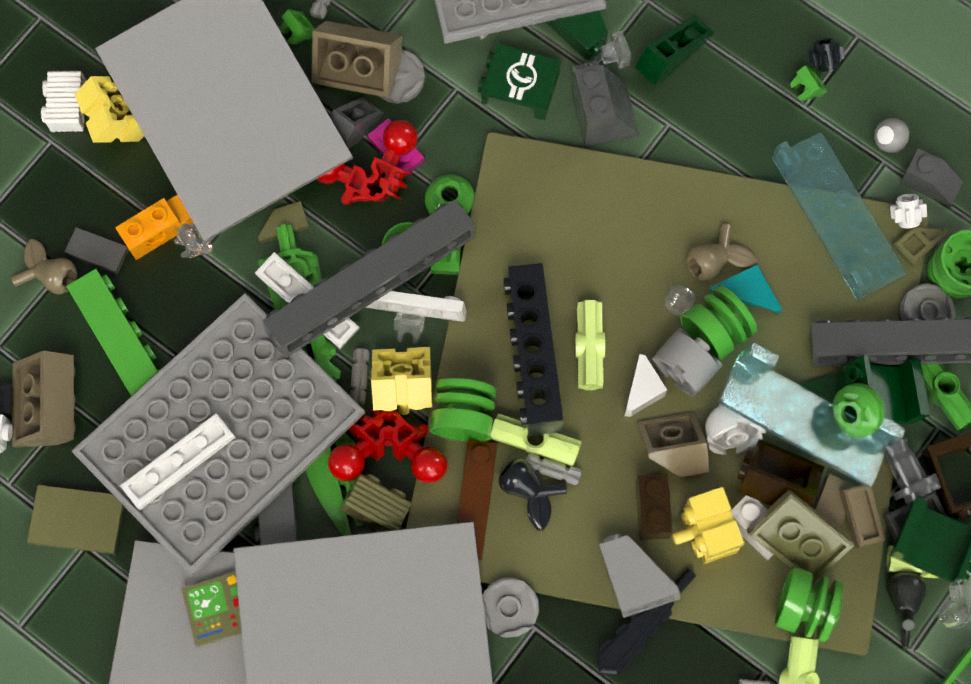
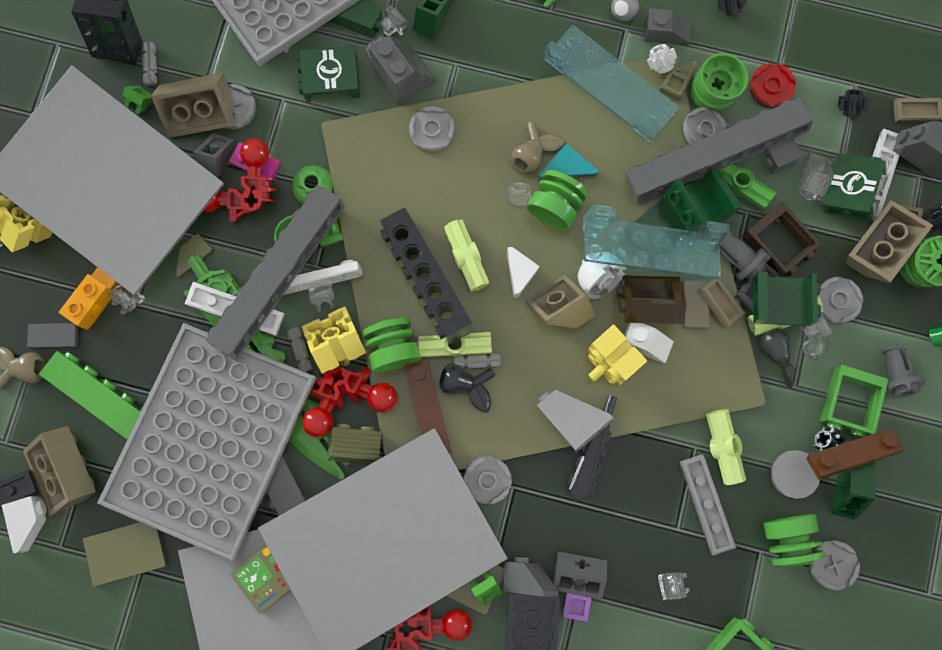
camera: 25 degrees left, 5 degrees up
(177, 461) = (184, 477): white tile -> none
(610, 188) = (431, 129): none -> light grey tile
(653, 507) = (565, 359): dark brown brick -> none
(686, 362) = (545, 239): light grey brick -> none
(800, 536) = (684, 337): olive tile -> none
(809, 604) = (712, 385): bright green wheel -> none
(868, 406) = (693, 215): bright green piece -> none

